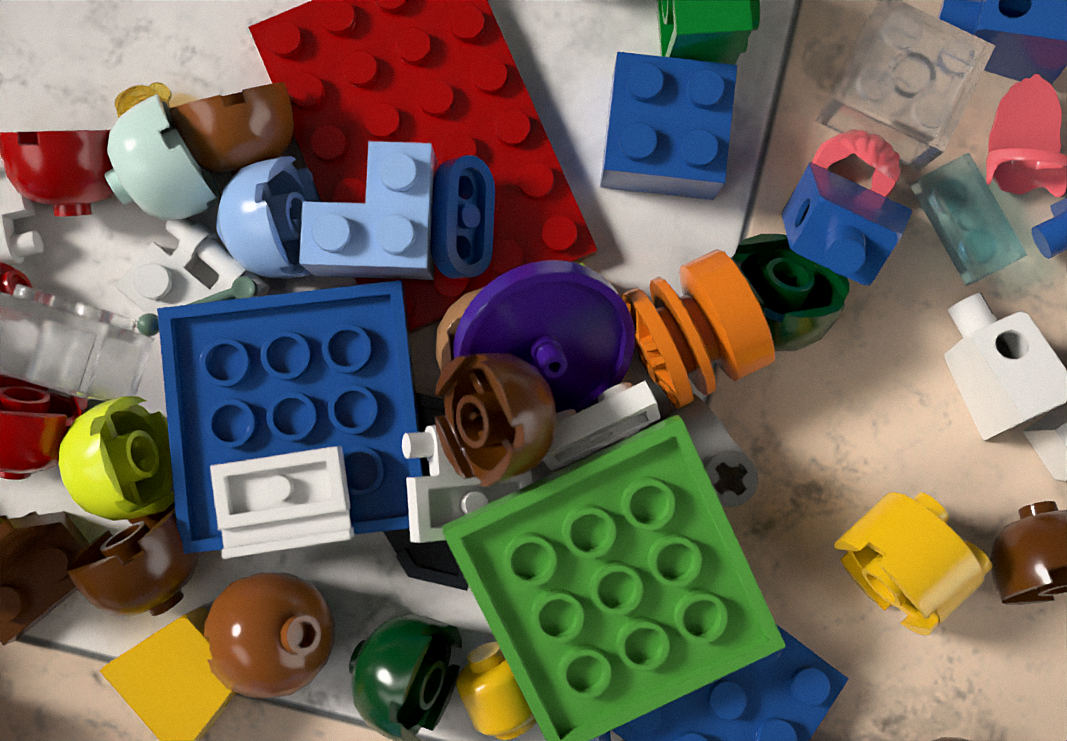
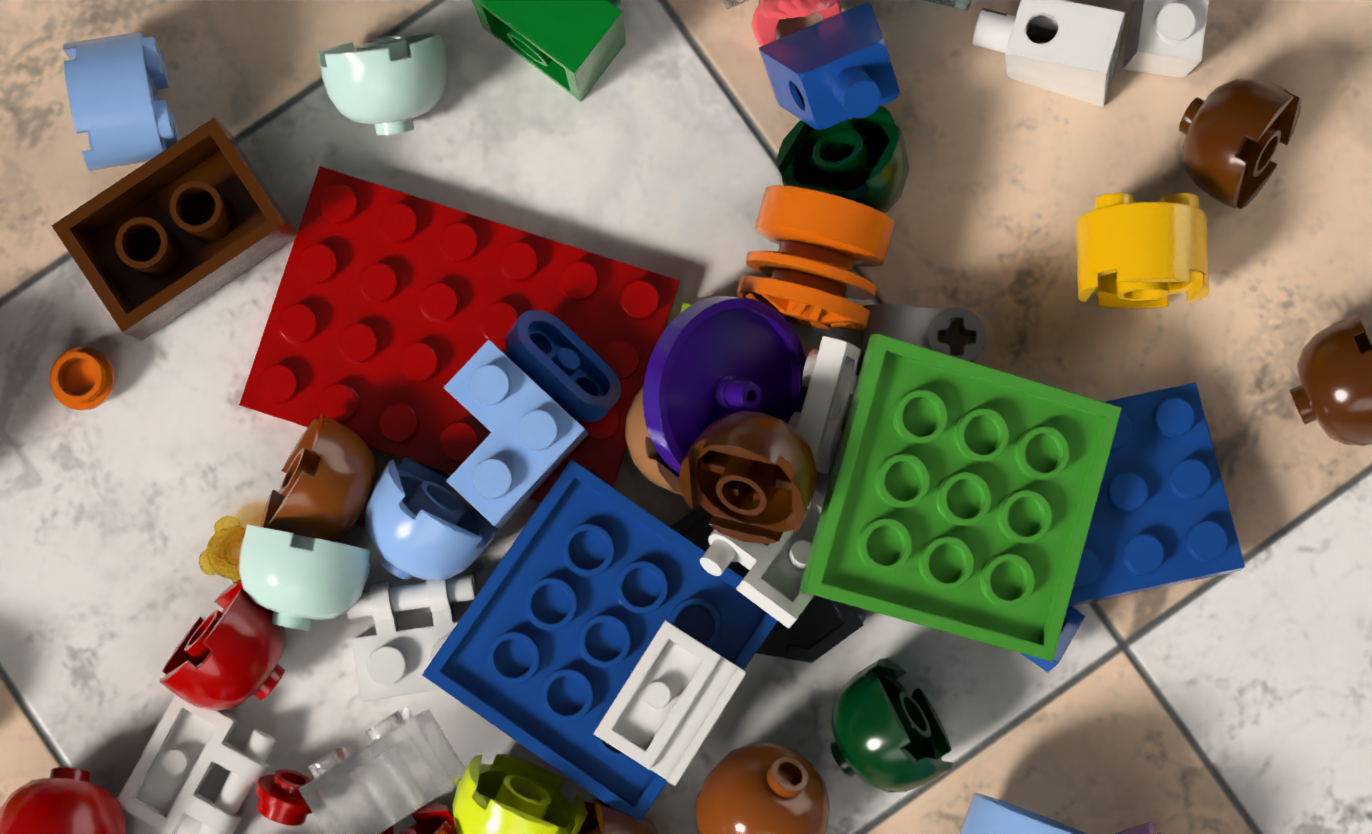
camera: 50 degrees left, 0 degrees up
(241, 288) = (461, 595): sand green hinge -> none
(493, 694) = (965, 671): yellow head -> none
(668, 126) = (629, 136): blue brick -> none

